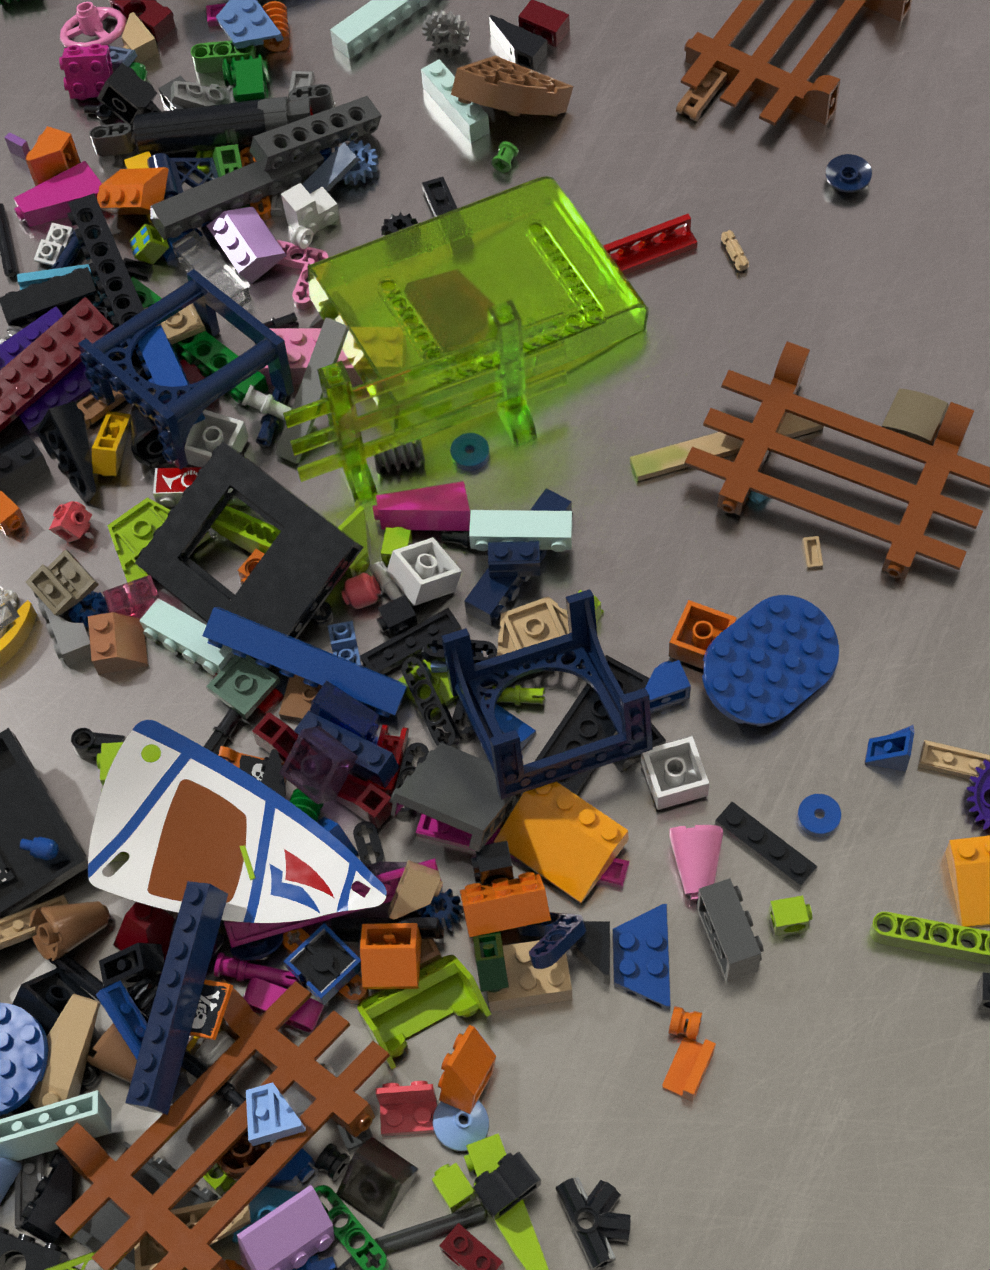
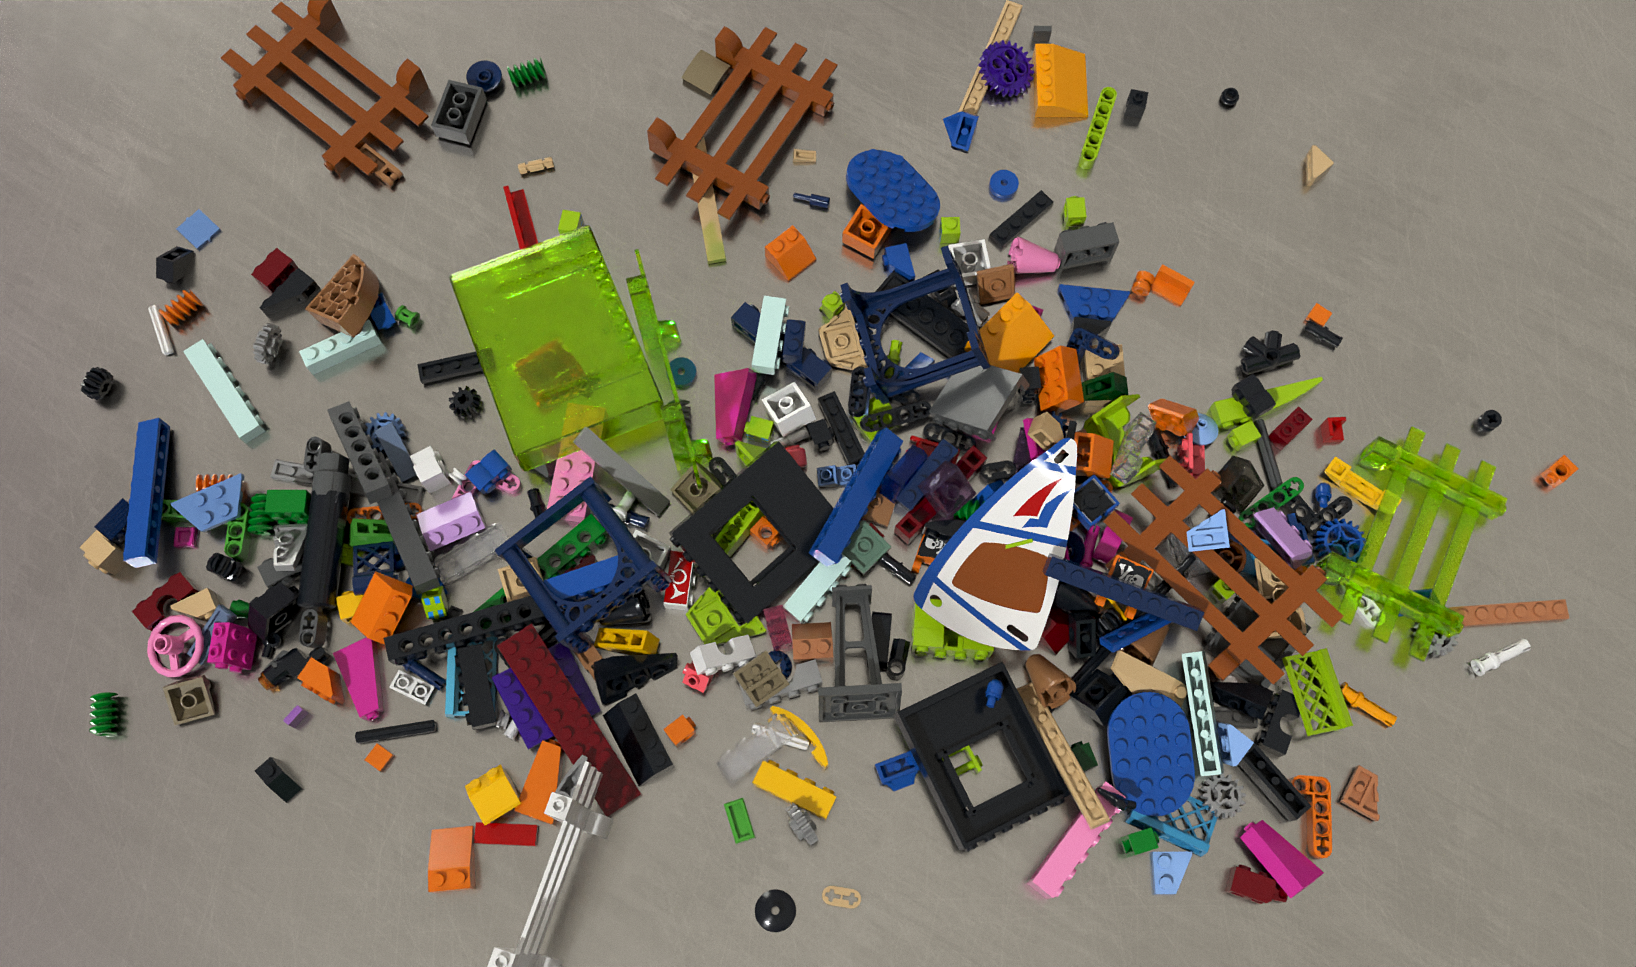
camera: 90 degrees left, 10 degrees up
(30, 666) = (857, 701): none -> dark grey piece
(35, 52) = (189, 699): none -> dark tan slope
(78, 126) = (289, 664): none -> black plate
(78, 519) = (709, 659): none -> white arch
(120, 718) = (882, 627): none -> black beam
(179, 49) = (224, 566): none -> black gear
(299, 258) = (489, 472): none -> blue brick
(317, 491) = (687, 489): none -> dark tan slope
(334, 512) = (720, 476): none -> black beam
(406, 1011) = (1127, 460): none -> clear arch
(437, 1058) = (1161, 450): none -> black pin
(506, 127) = (382, 313): none -> blue slope
(610, 781) = (980, 313): none -> light grey piece
(645, 810) = (995, 284): none -> medium nougat plate
(656, 297) = (569, 221): none -> lime brick
(656, 549) = (790, 253): none -> orange slope
(725, 745) = (949, 230): none -> lime brick
(745, 572) = (814, 199): none -> dark blue axle
(788, 154) = (459, 112): none -> dark grey brick
(864, 216) = (527, 72): none -> green piece

